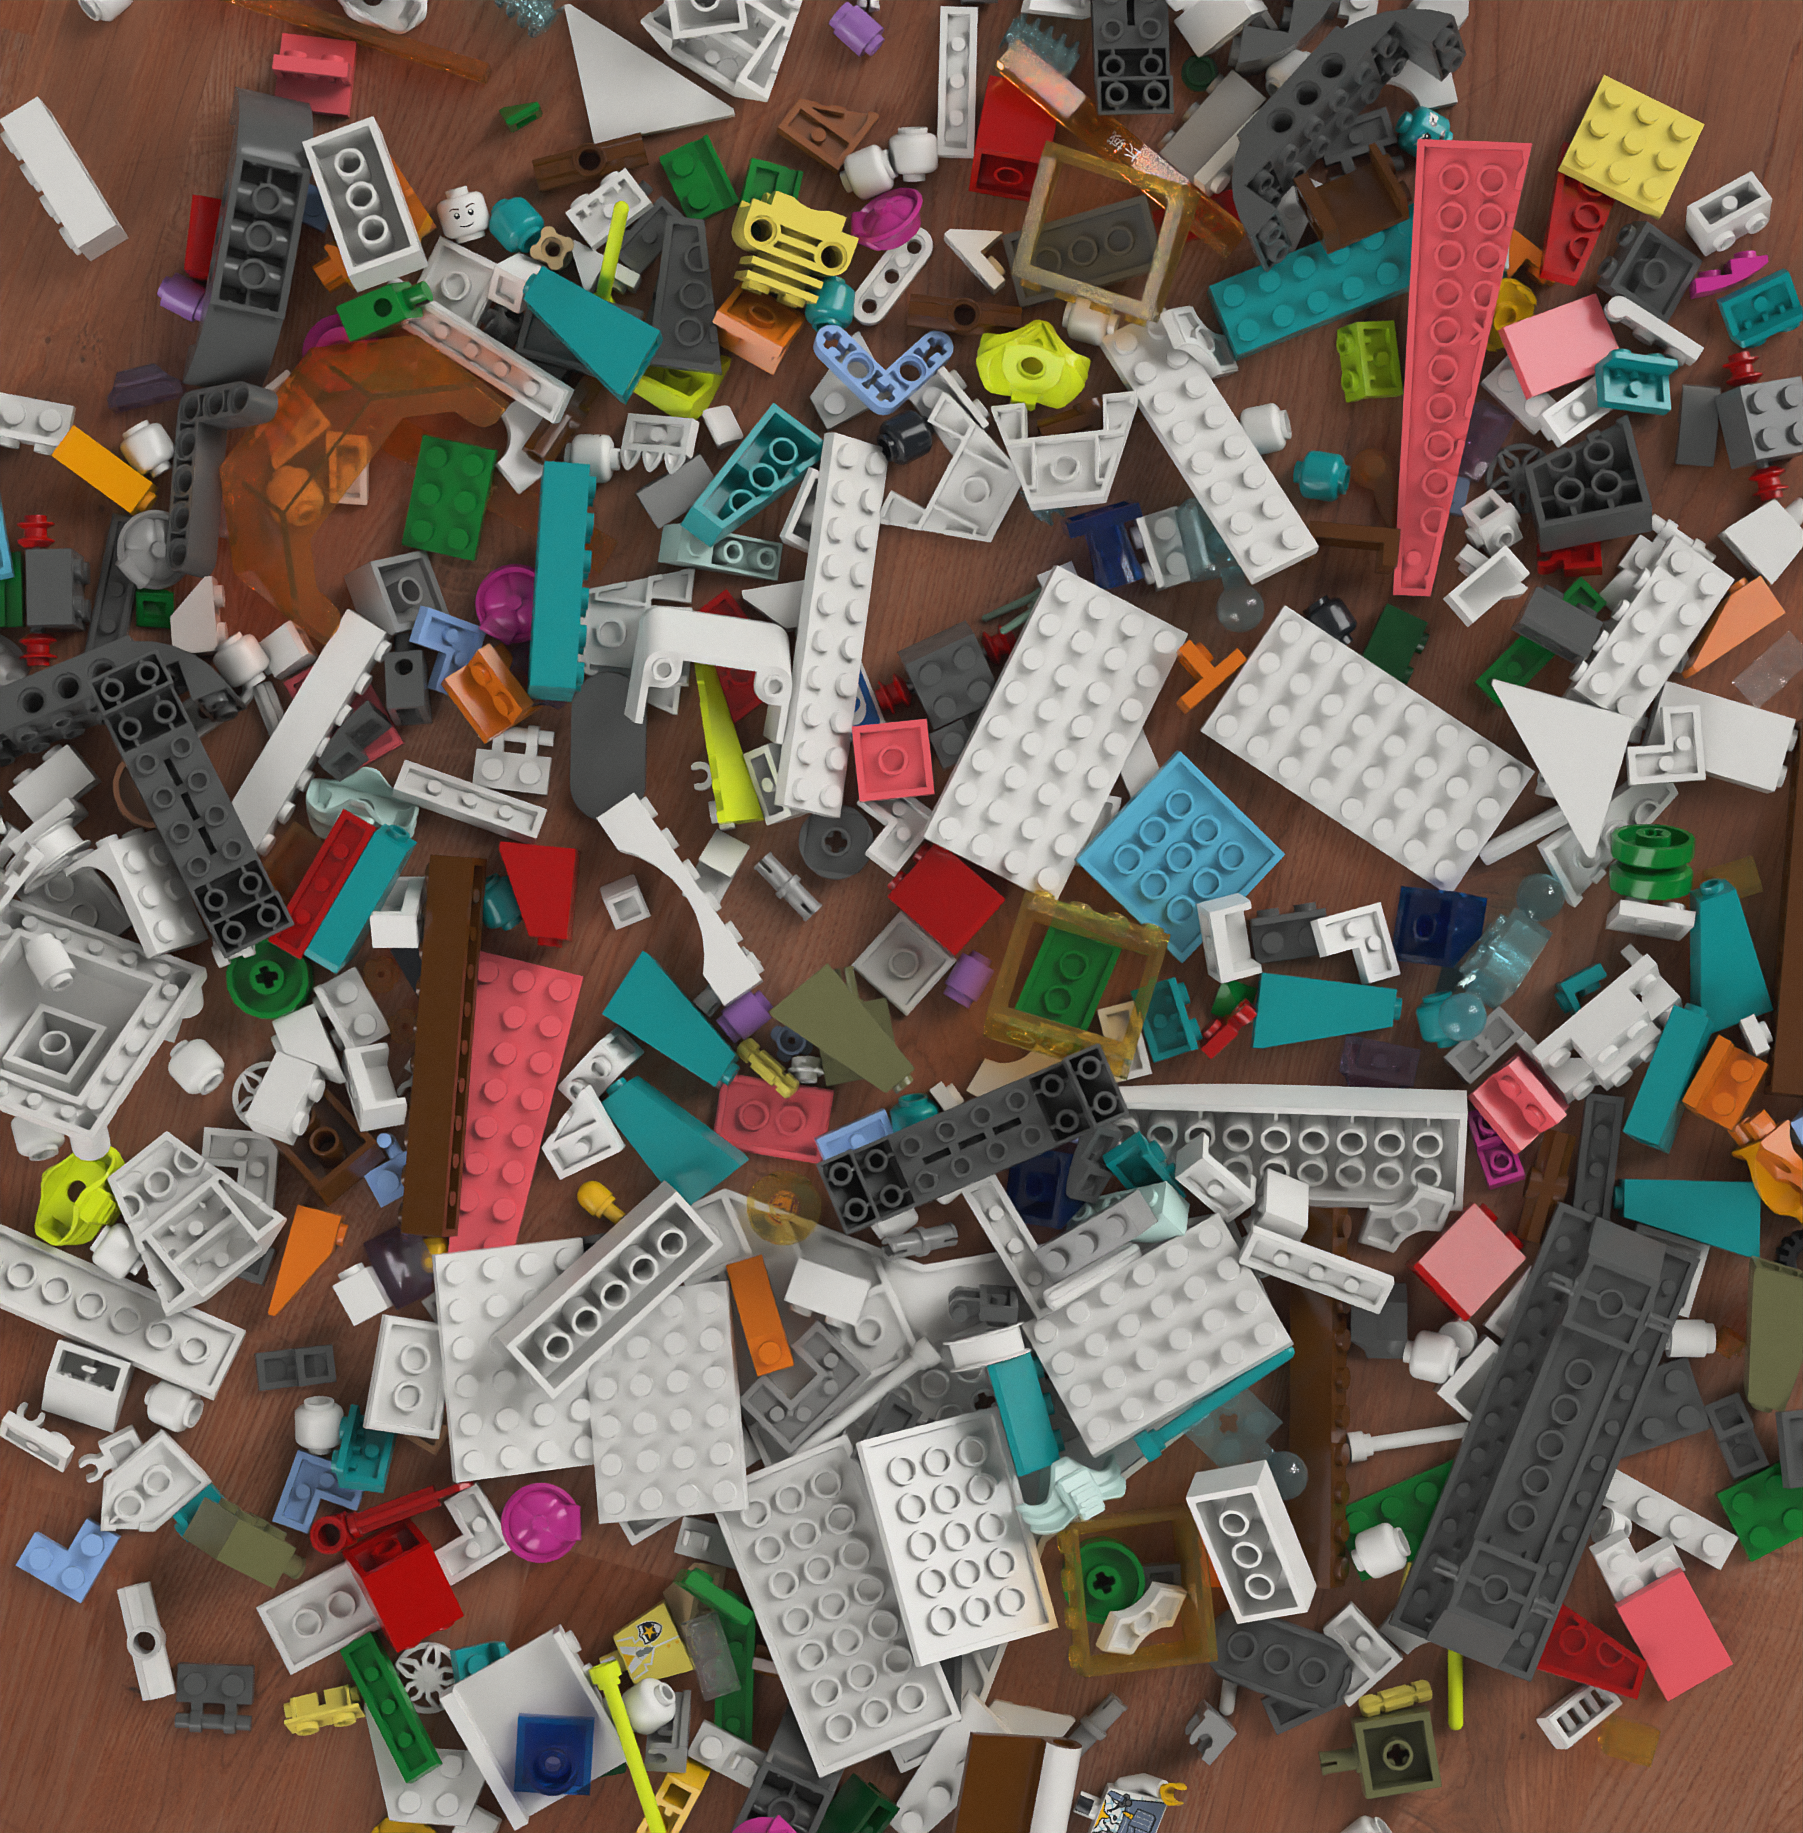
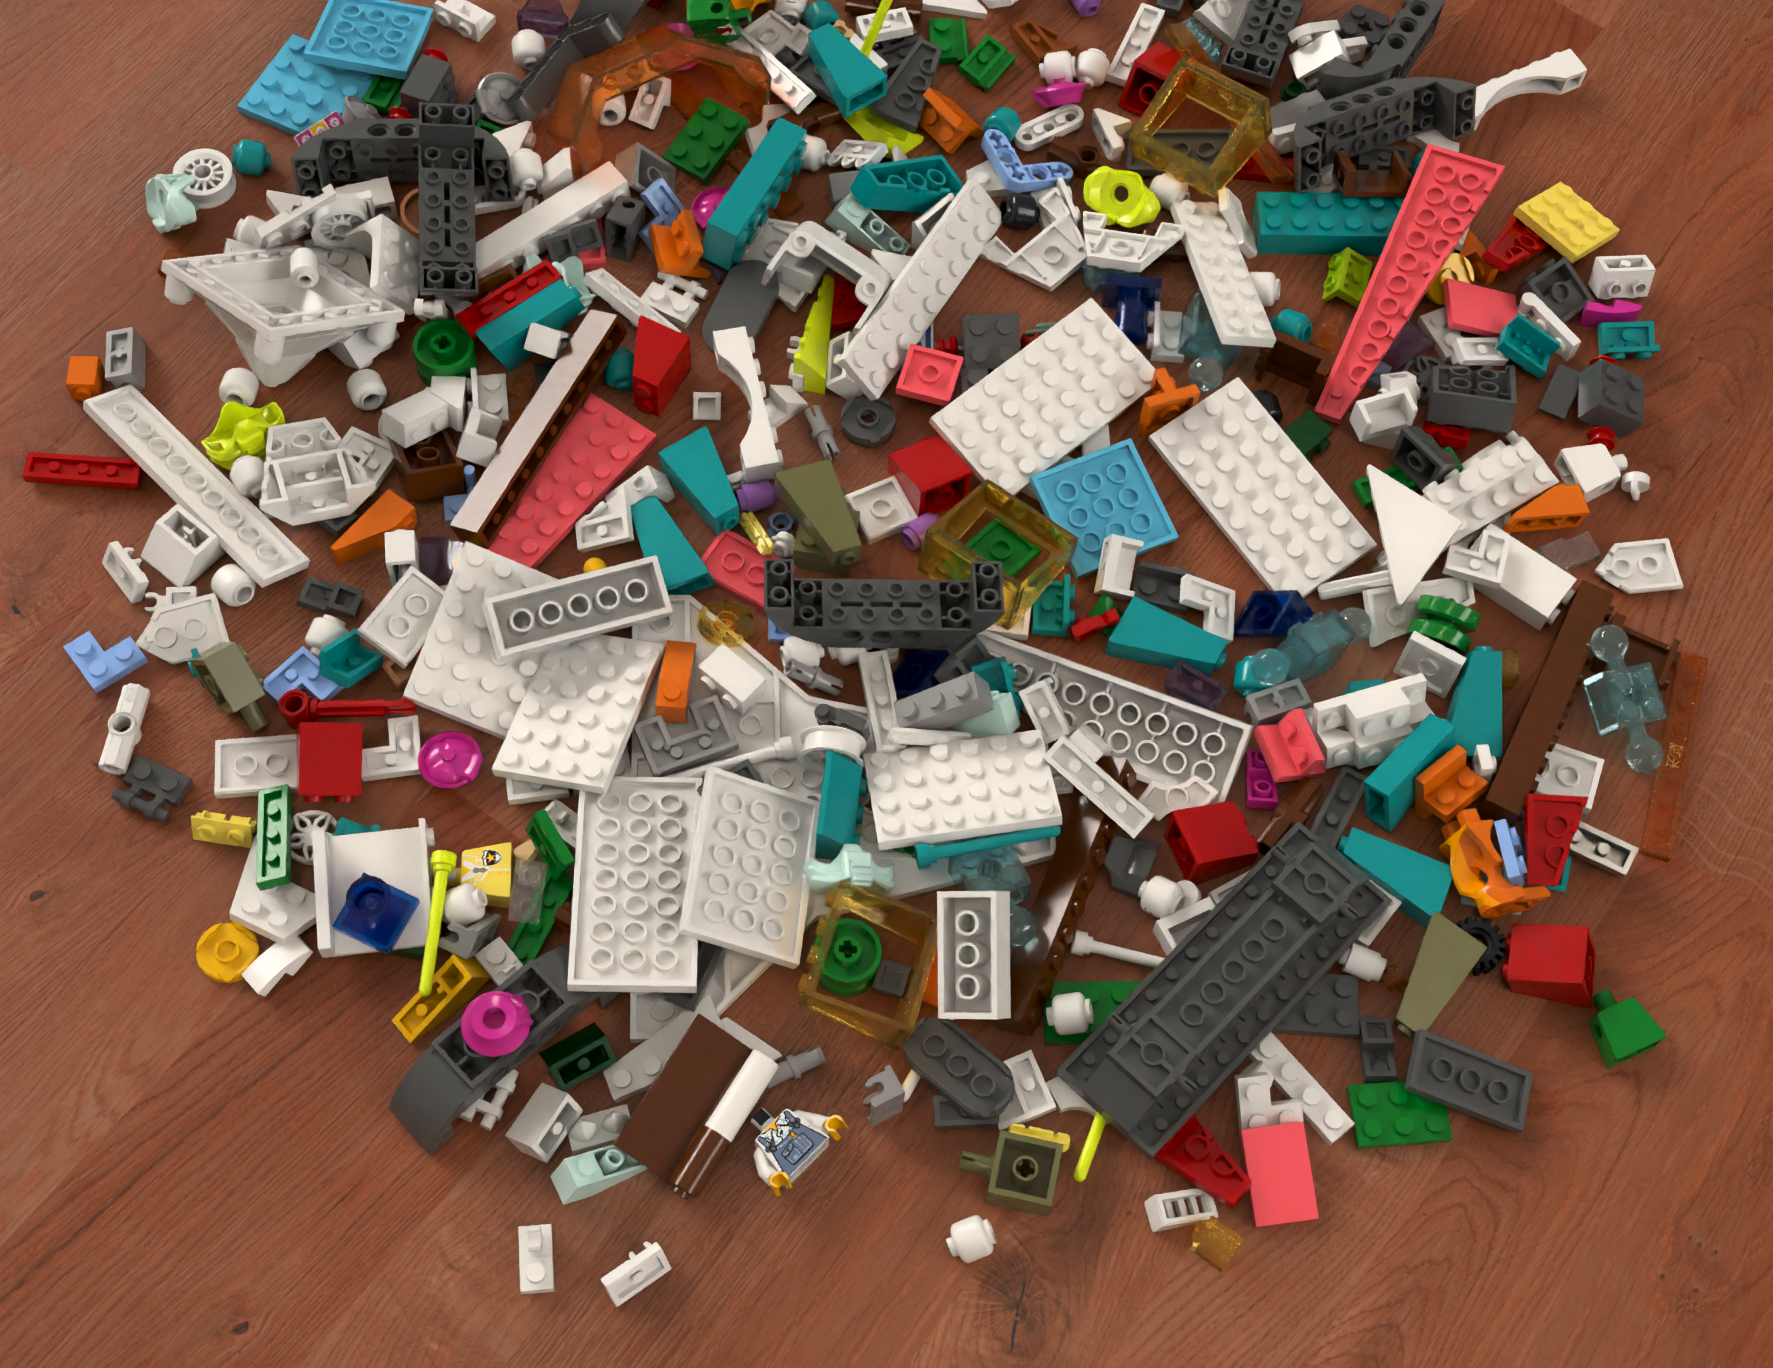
camera: 20 degrees right, 25 degrees down
(105, 472) = (492, 42): light orange slope -> none
(789, 247) = (991, 76): light yellow piece -> none
(902, 835) = (914, 423): white plate -> none
(1129, 1626) = (876, 986): white tile -> none

